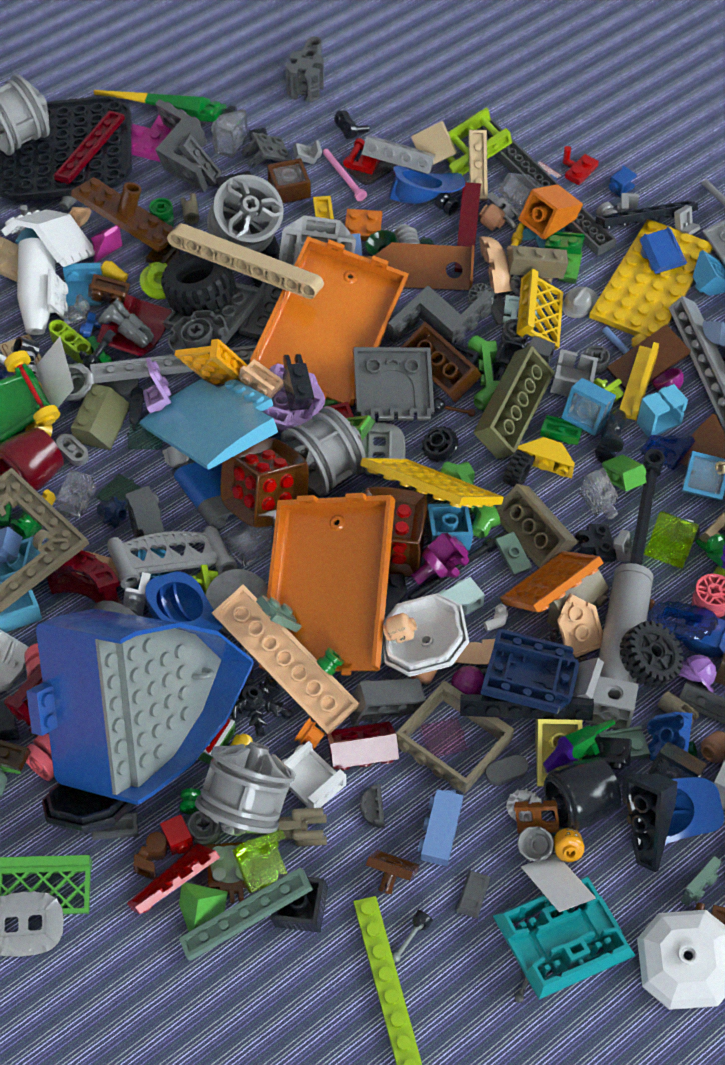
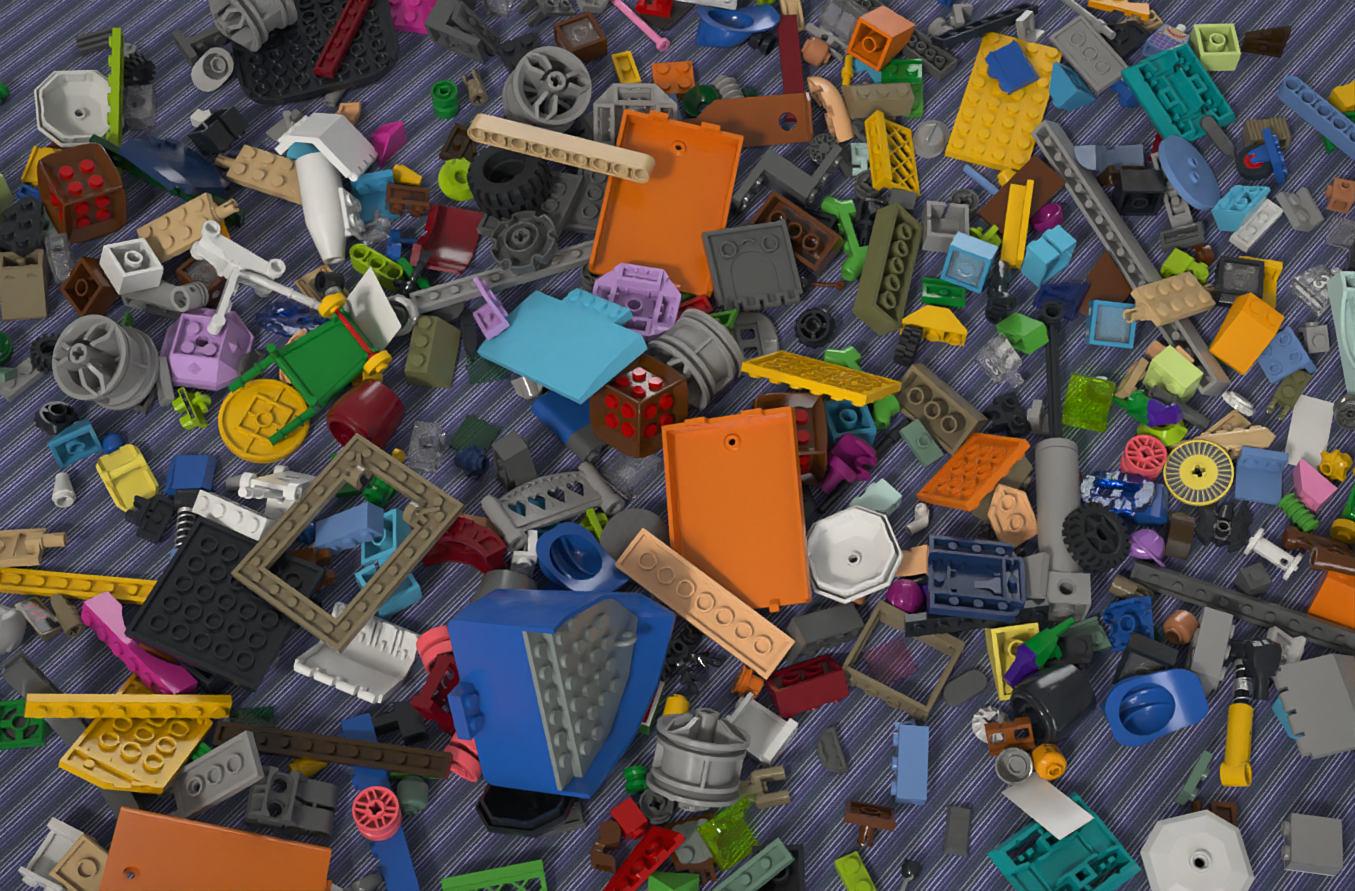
camera: 10 degrees left, 5 degrees up
(74, 449) = (411, 395): light grey plate -> none
(124, 211) = (406, 104): reddish brown plate -> none
(129, 324) = (442, 238): dark grey piece -> none
(212, 363) = (555, 274): light orange fence -> none
(261, 378) = (608, 284): light nougat bracket -> none
(279, 613) = (689, 553): sand green plate -> none
(297, 383) = (650, 284): black hinge -> none
(330, 661) = (756, 600): green wheel -> none
(399, 628) = (826, 552): light nougat head -> none
(650, 809) = (1130, 714): black wedge -> none

